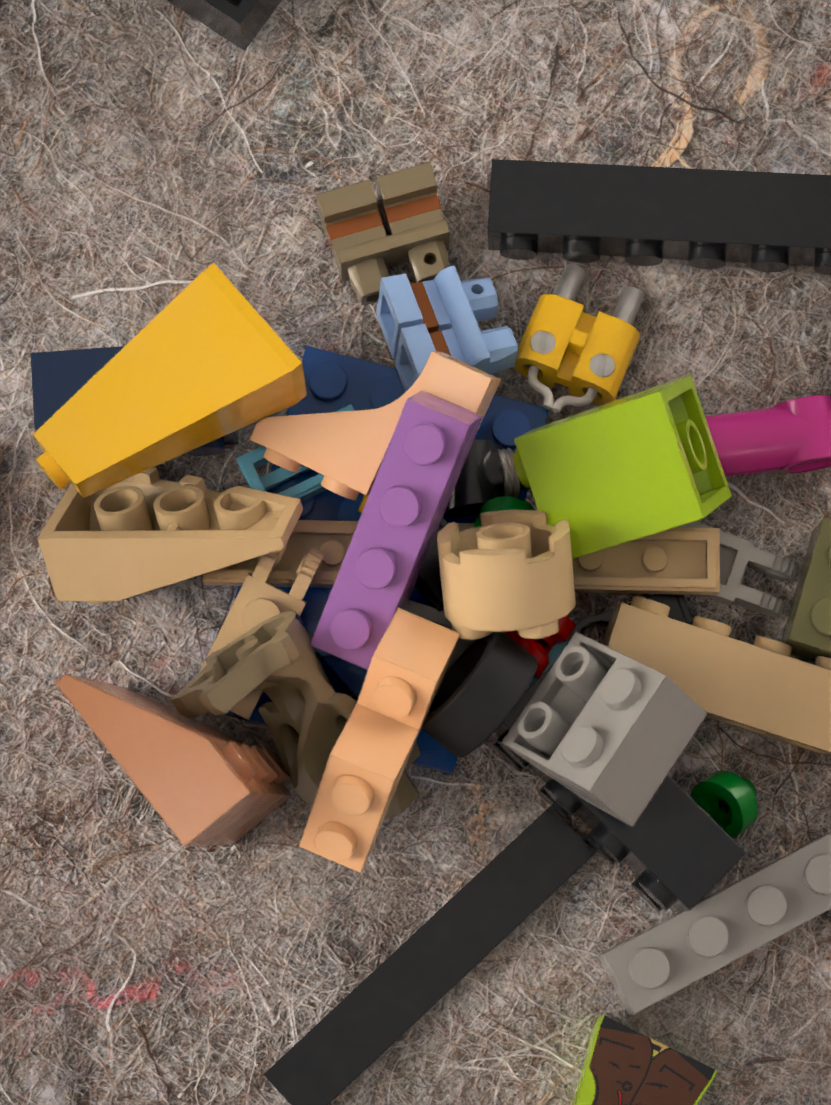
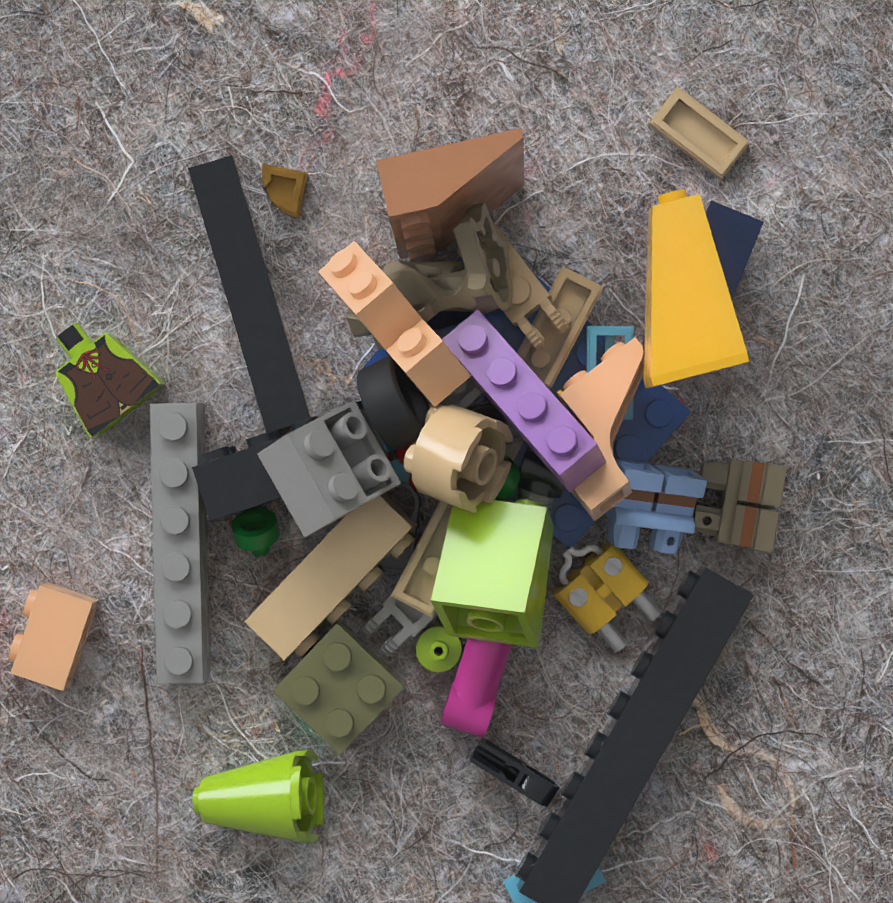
camera: 115 degrees right, 10 degrees up
(157, 534) = (602, 253): tan wedge -> none
(273, 986) = (285, 188): none -> pearl gold tile
(749, 522) = (437, 637): none -> lime tile

